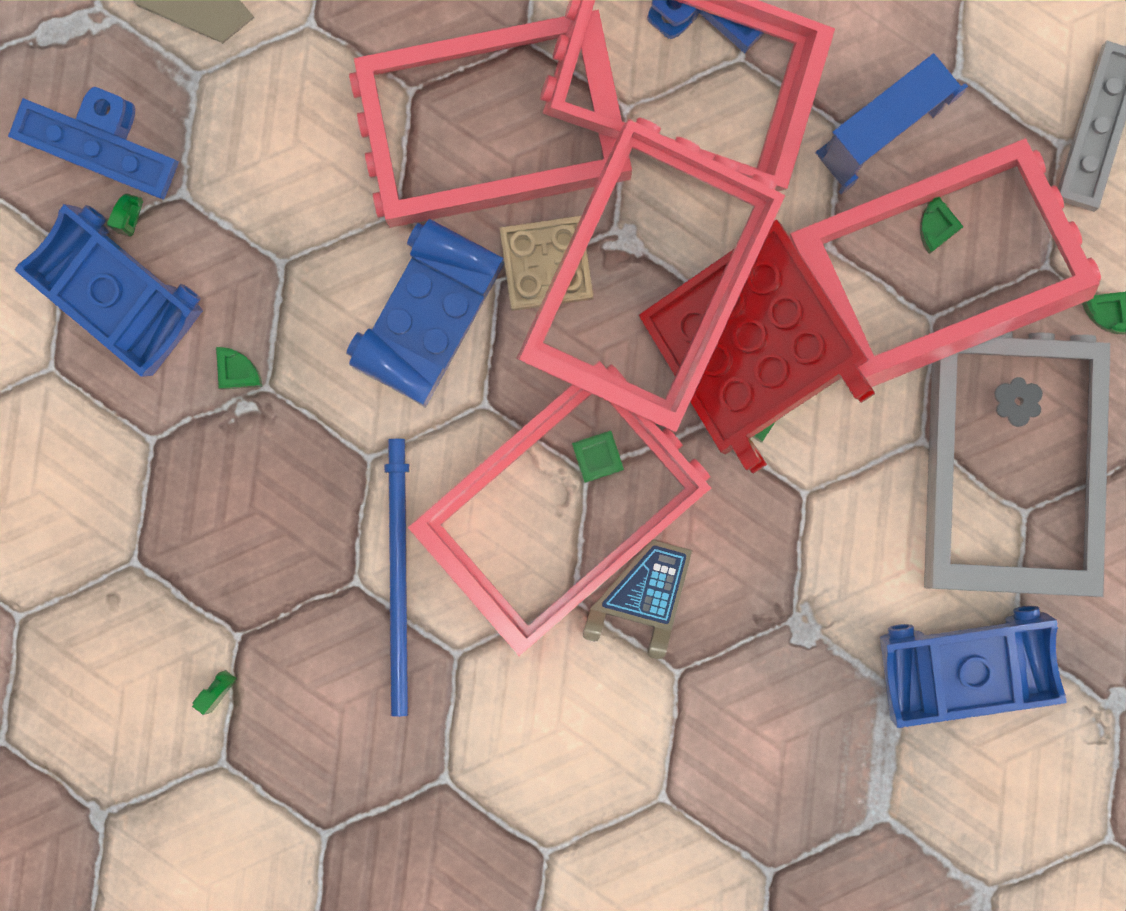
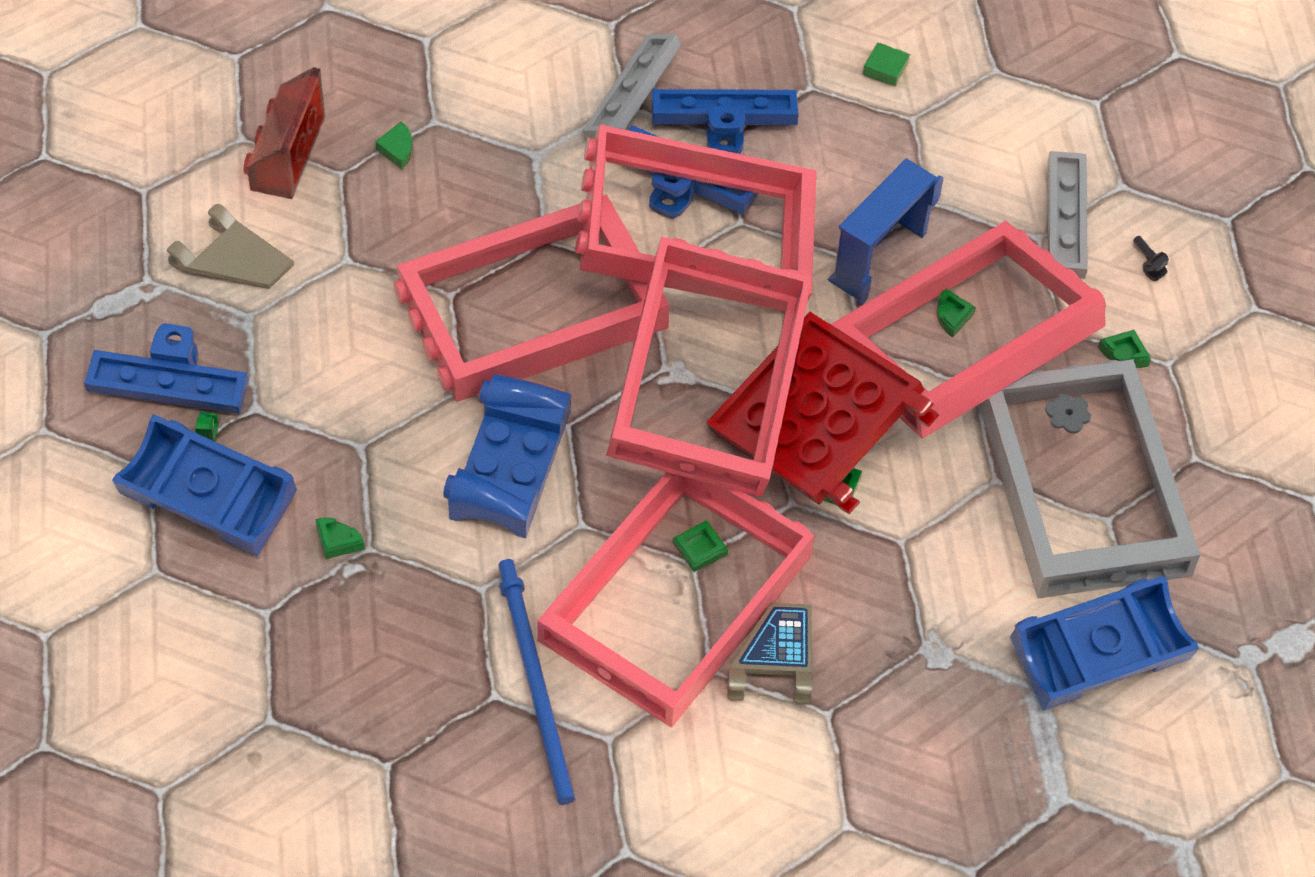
camera: 20 degrees left, 30 degrees down
(210, 698) = (375, 815): green tile -> none
(532, 258) = (596, 400): tan tile -> none

